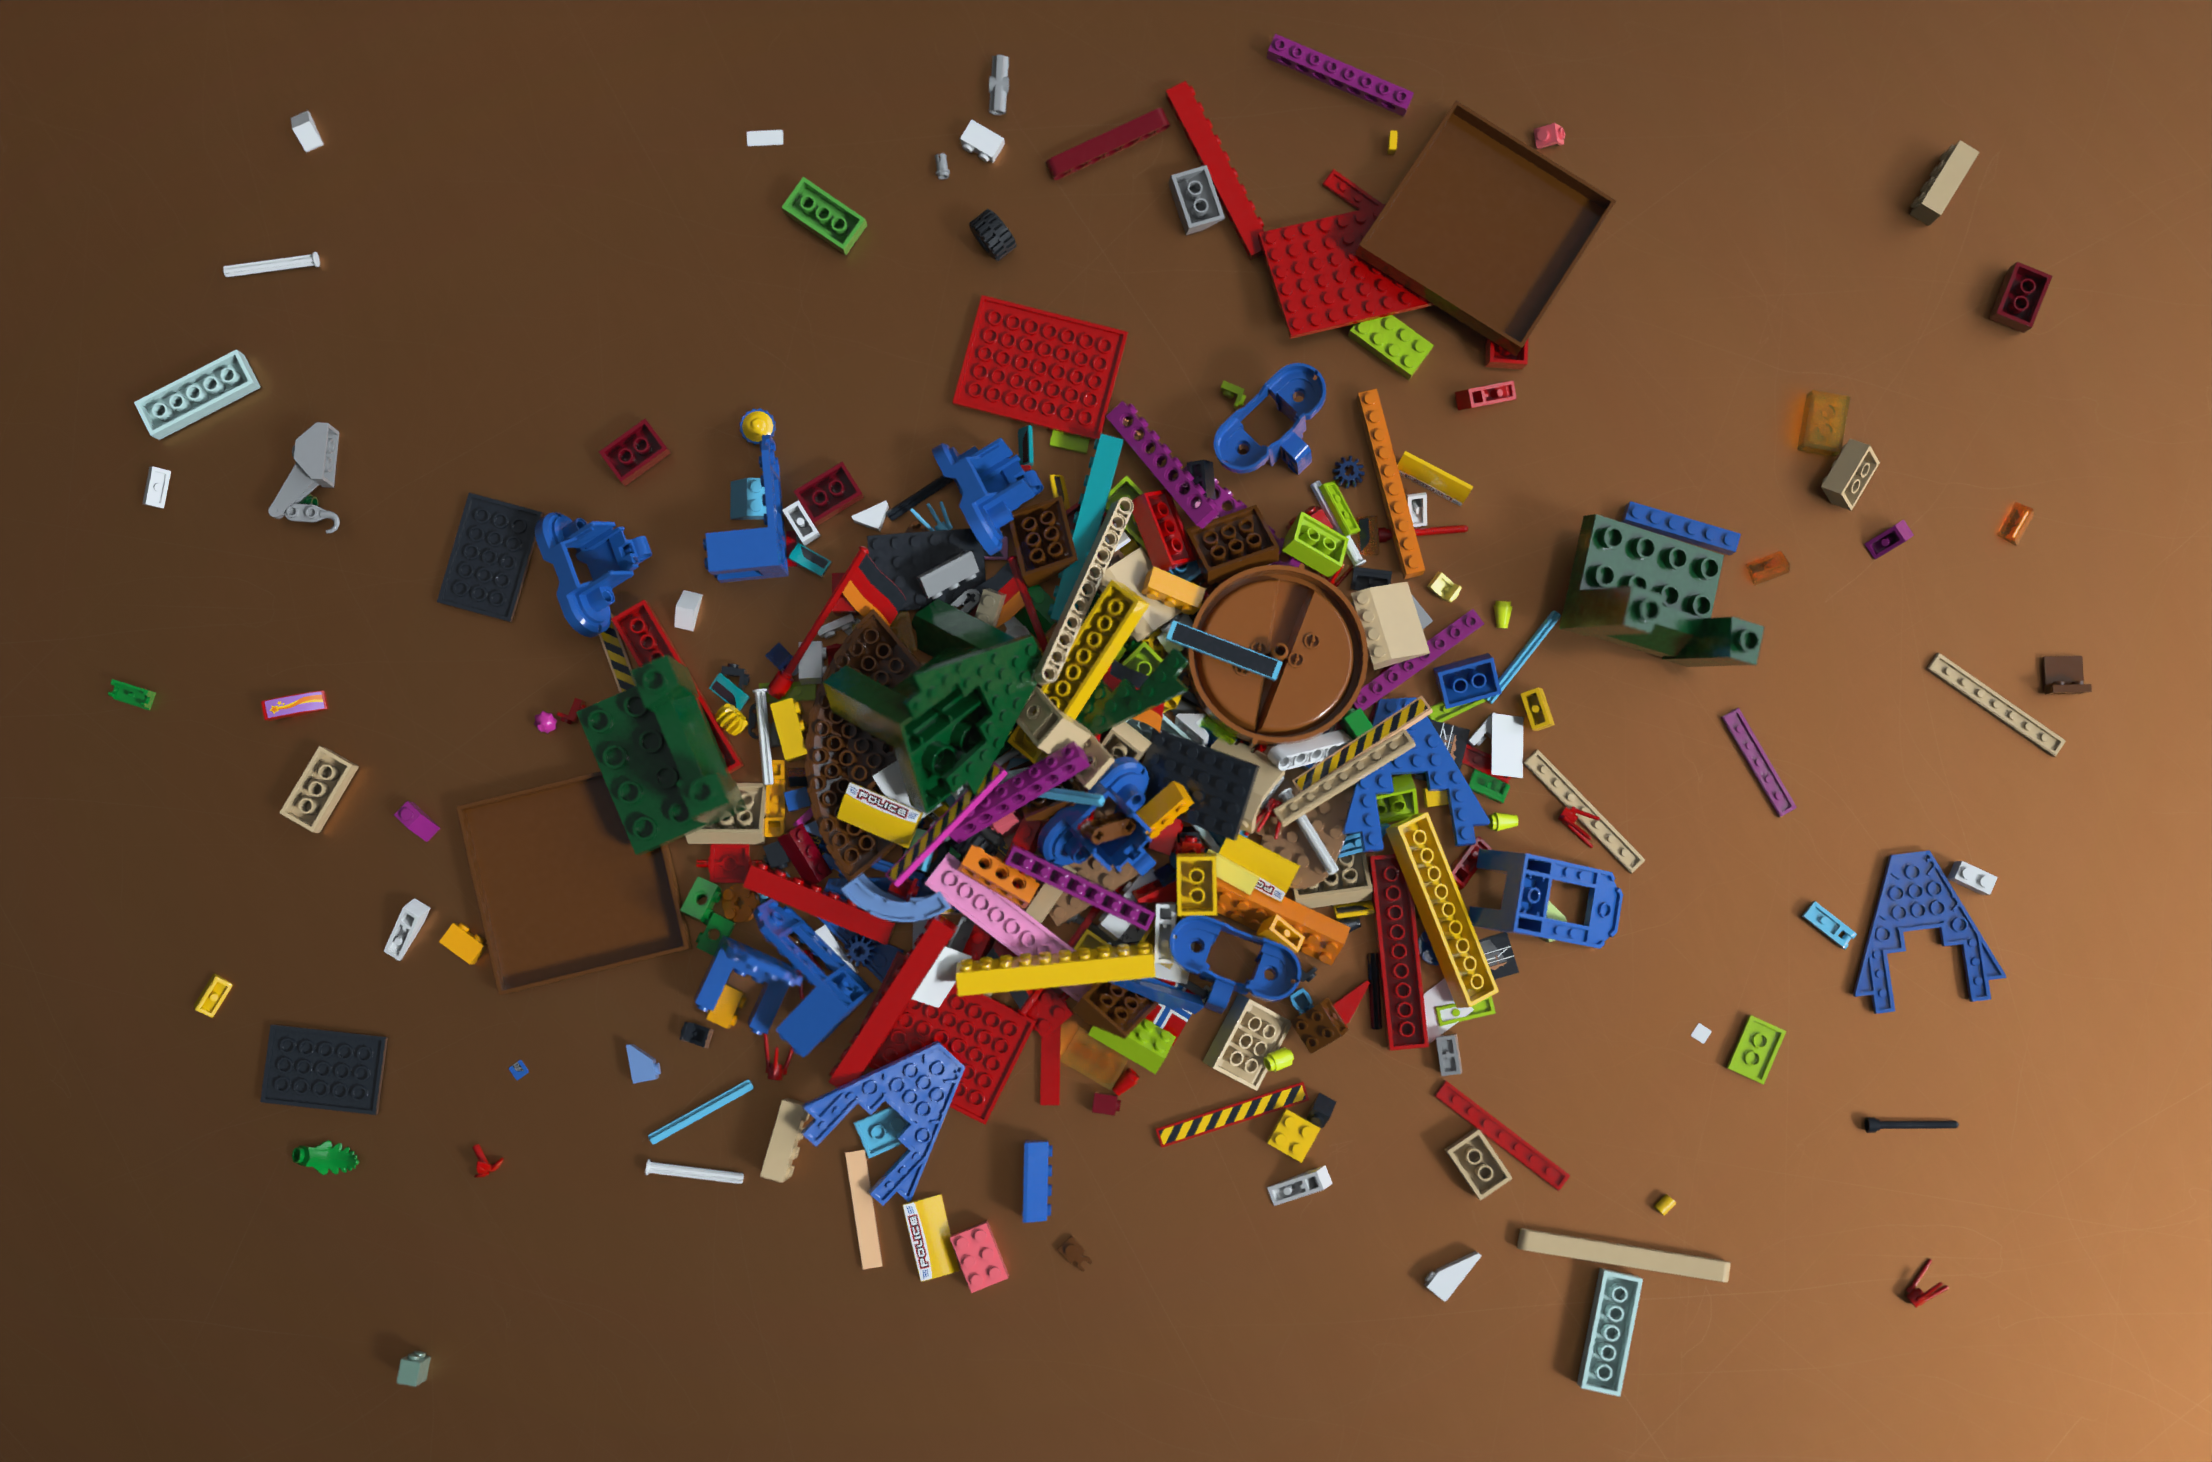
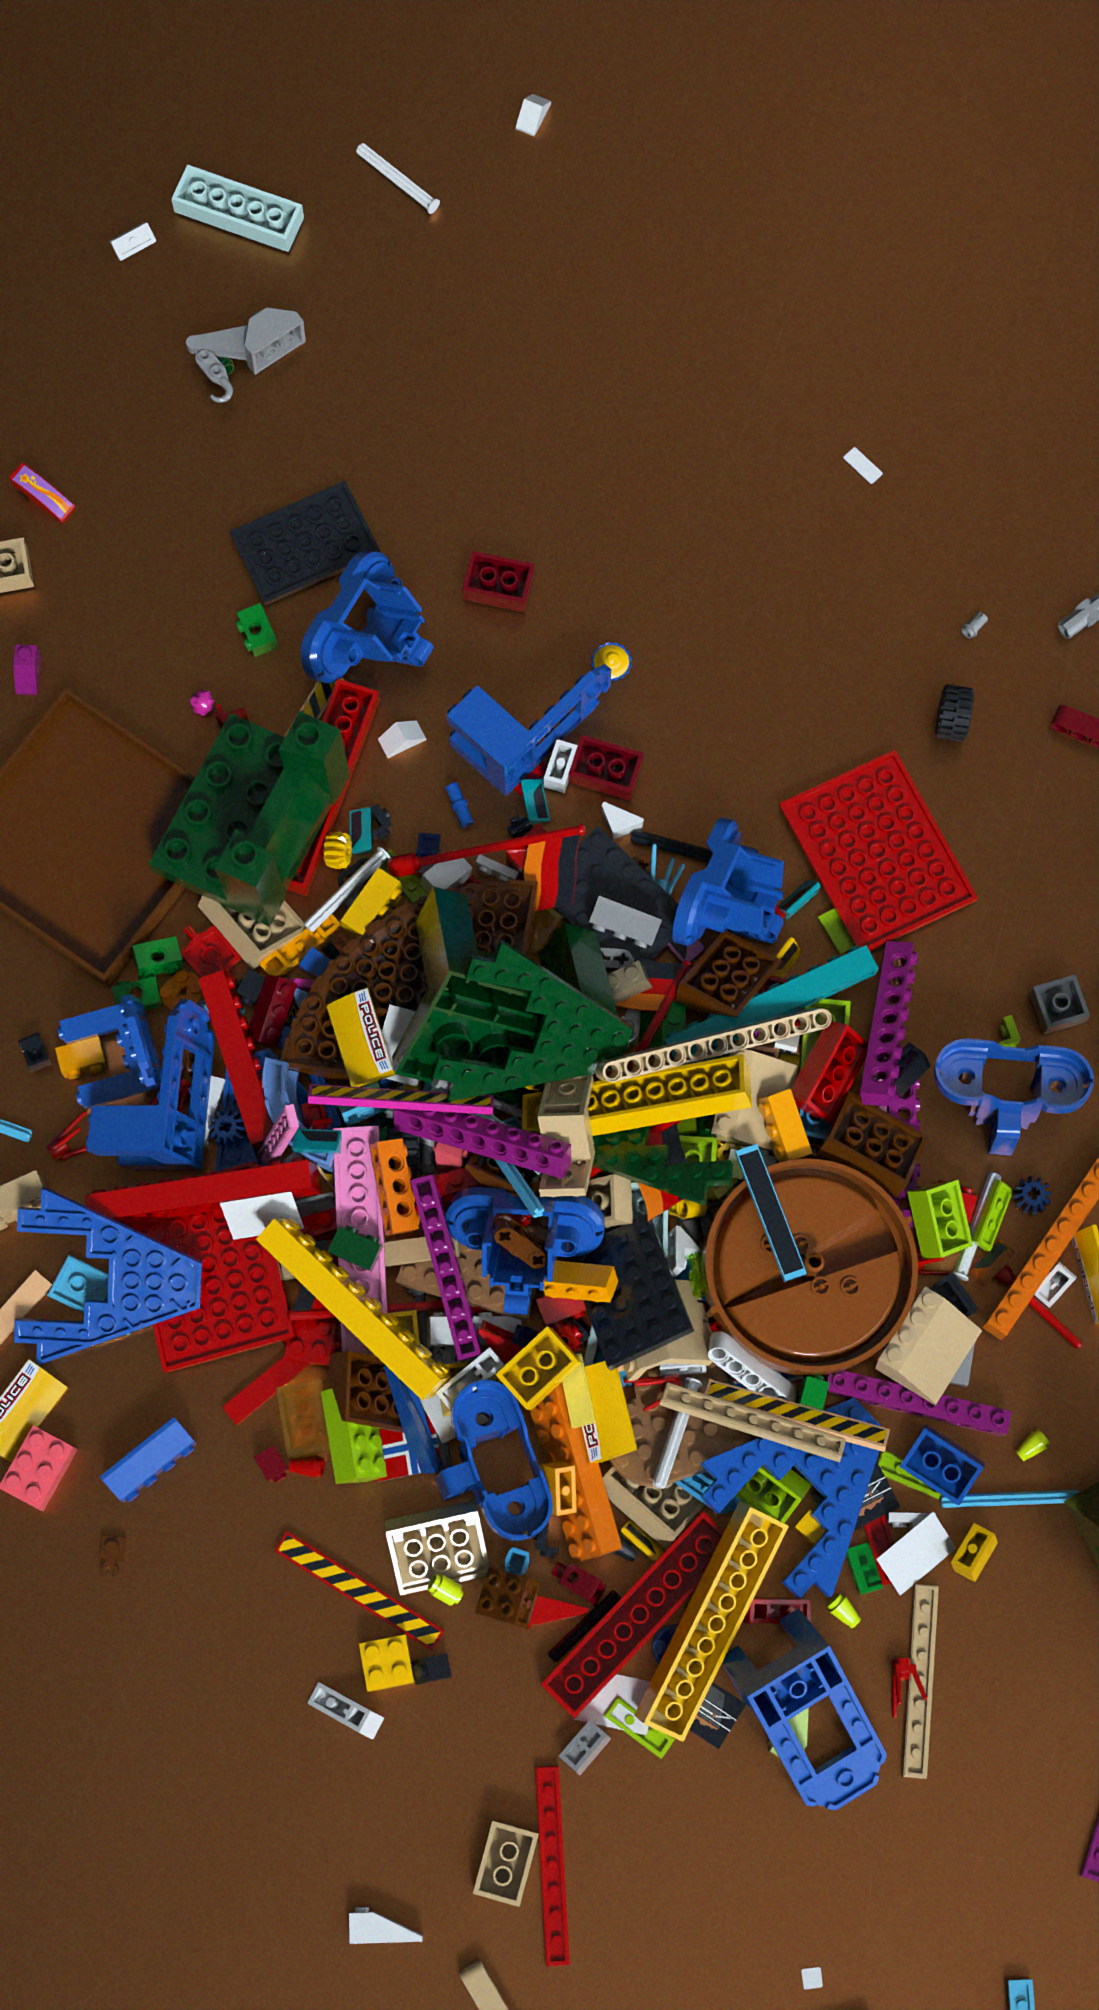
camera: 50 degrees right, 10 degrees down
(515, 637) = (254, 618): none -> green brick
(747, 500) = (536, 703): medium azure slope -> none
(768, 612) = (459, 805): none -> blue pin
(821, 586) = (519, 827): none -> black gear
(824, 216) = (841, 565): bright green brick -> none
(904, 926) = (279, 1136): none -> bright pink tile
(928, 902) = (317, 1141): none -> teal slope
(982, 141) = (1026, 639): white brick -> none
(1017, 935) = (355, 1248): none -> dark green brick
(1242, 343) = (1059, 1004): none -> dark grey brick
(1354, 968) = (587, 1587): none -> dark red torso
(1444, 587) = (1007, 1371): light yellow bracket -> none

